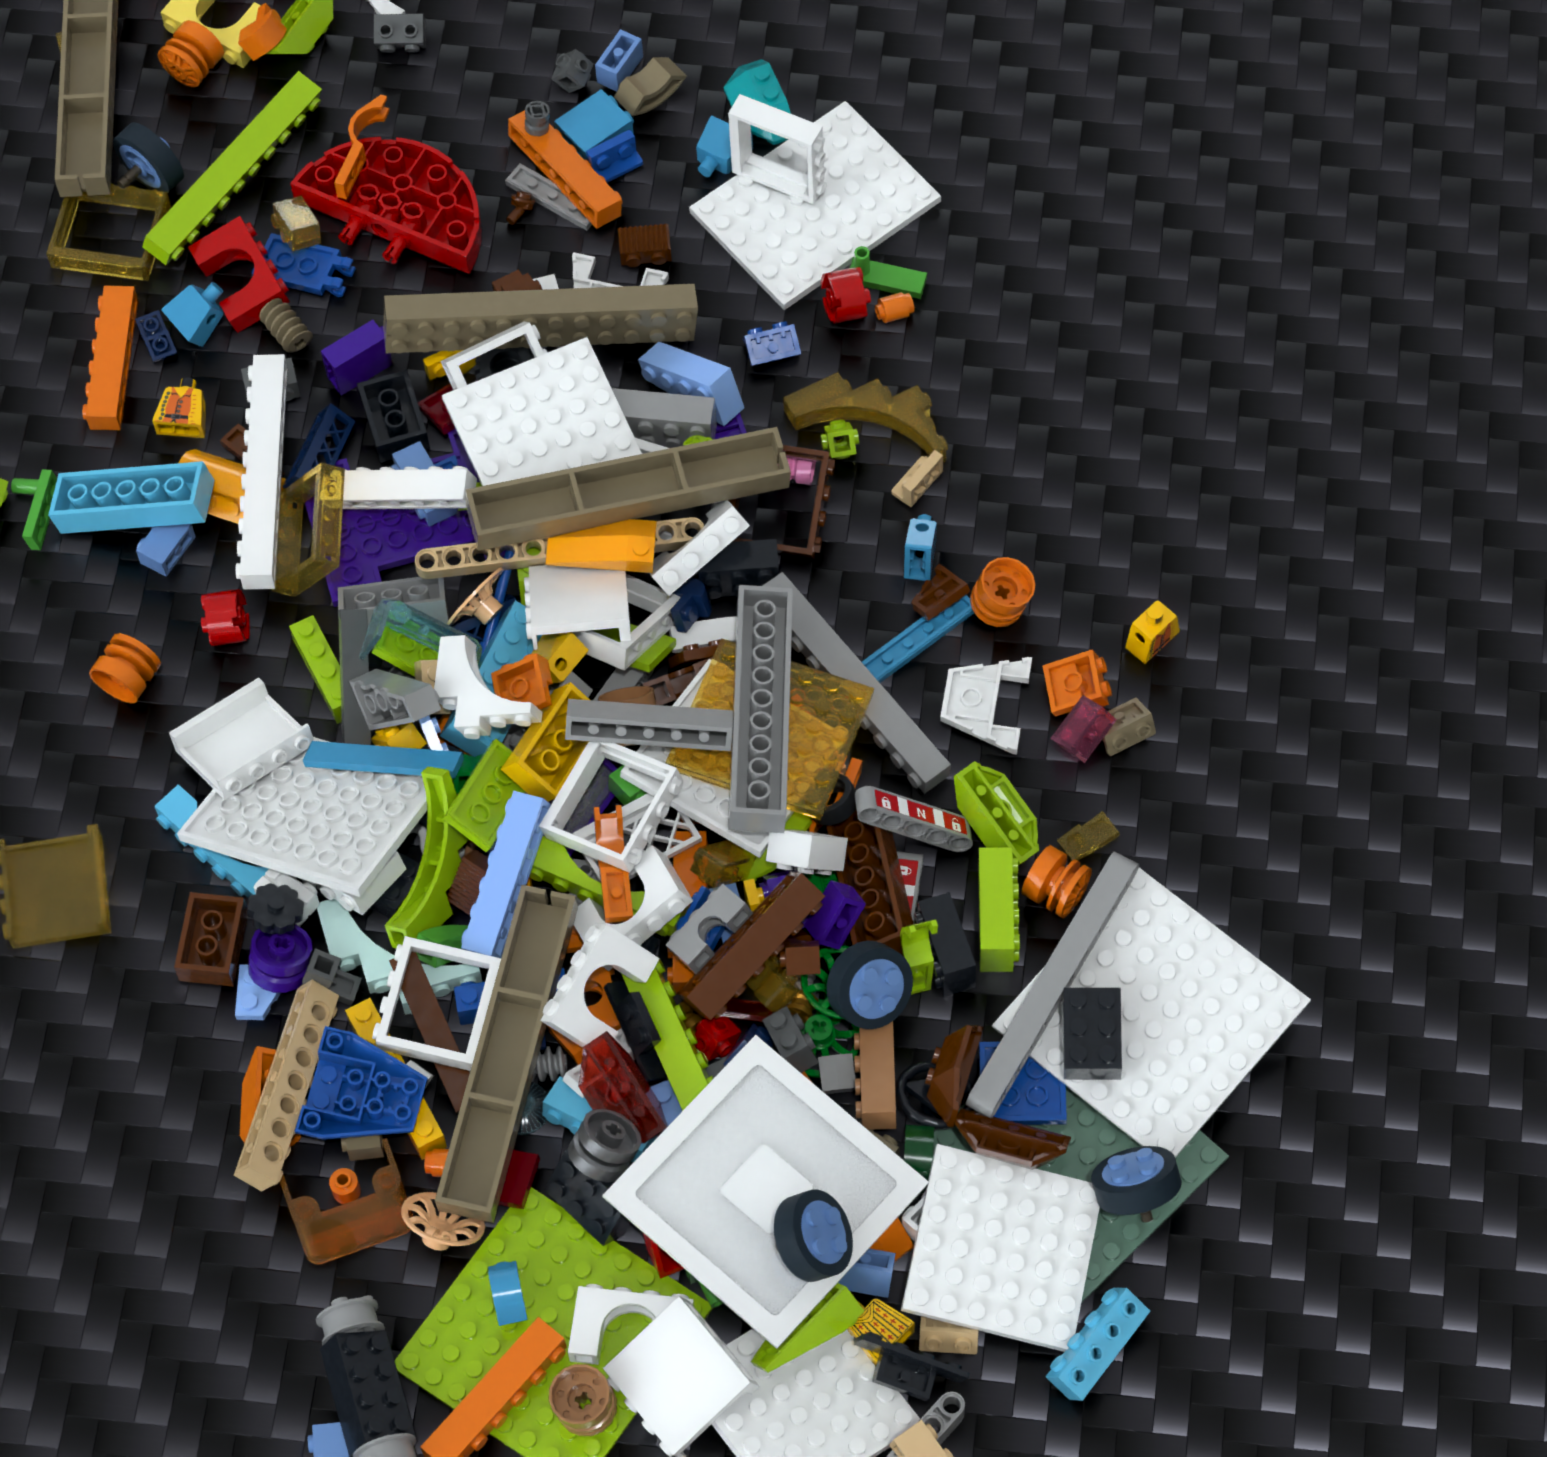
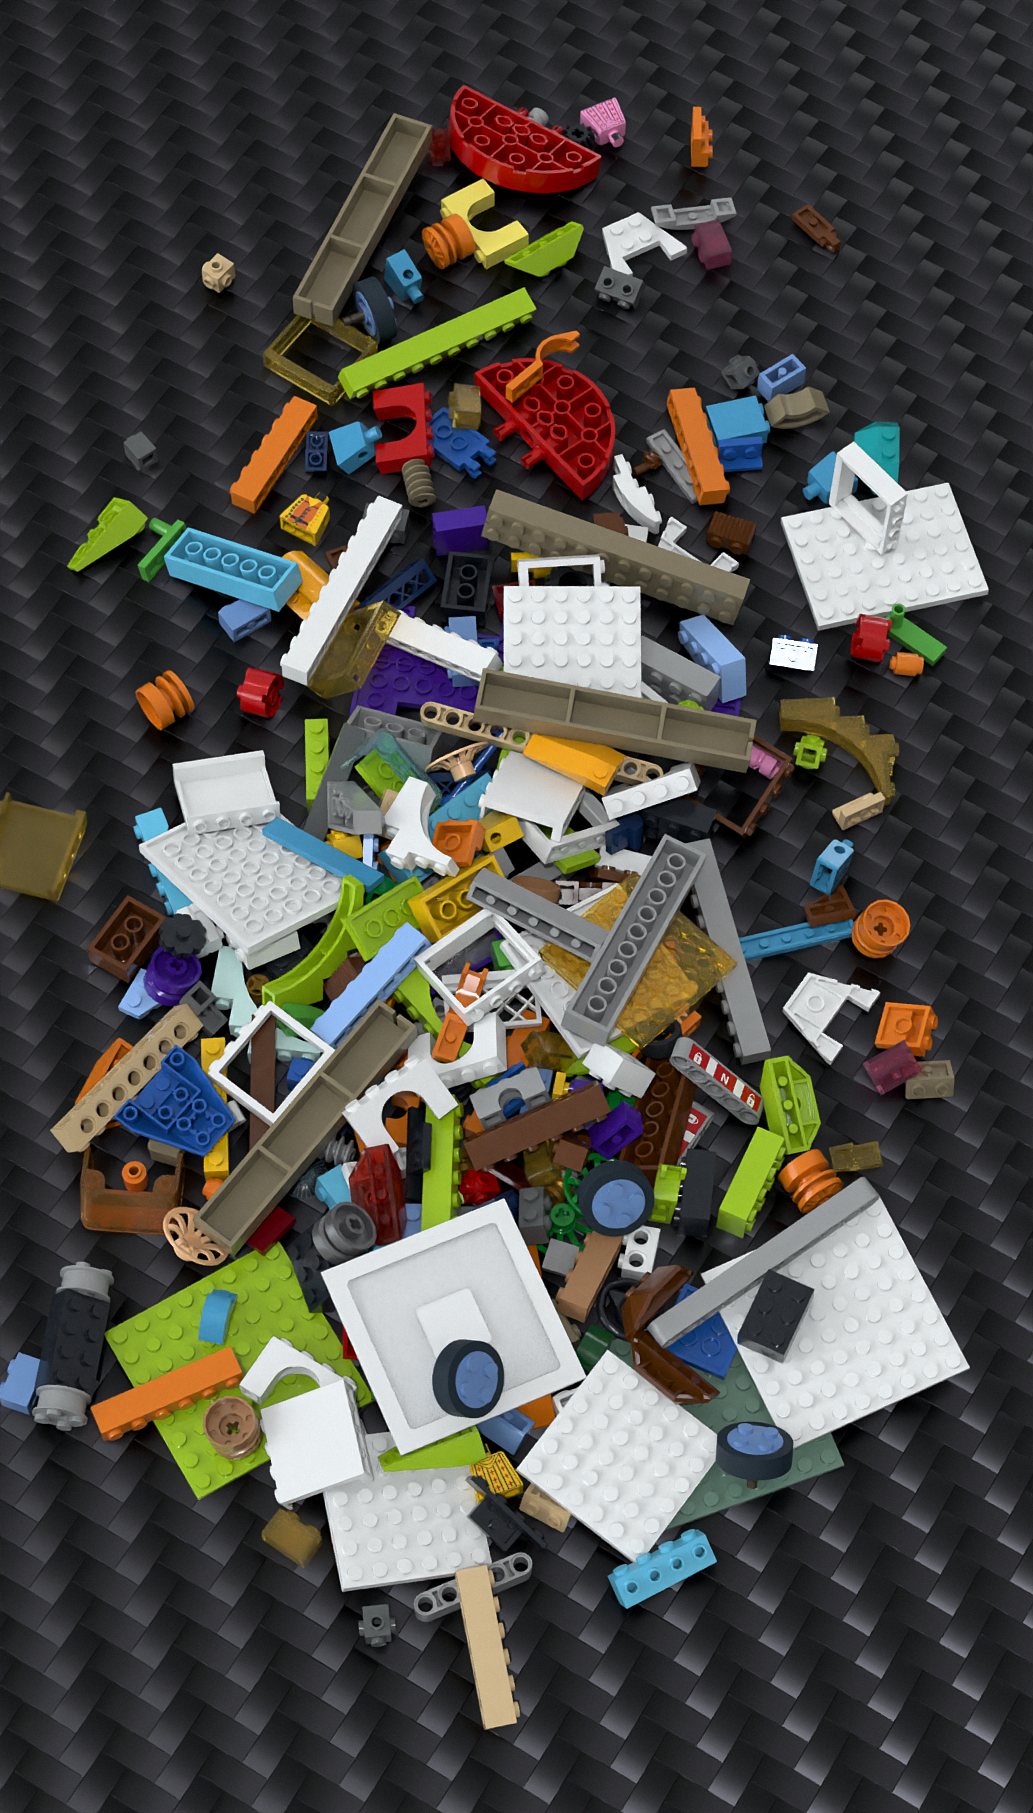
camera: 20 degrees right, 0 degrees up
(160, 111) = (403, 277): none -> dark azure torso
(263, 33) = (510, 247): orange brick -> none
(376, 925) = (255, 983): none -> pearl gold wheel
(527, 250) = (634, 499): none -> white slope
(537, 118) = (691, 398): dark grey wheel -> none
(920, 1031) = (643, 1253): none -> white brick
(1156, 628) = (991, 1011): yellow torso -> none

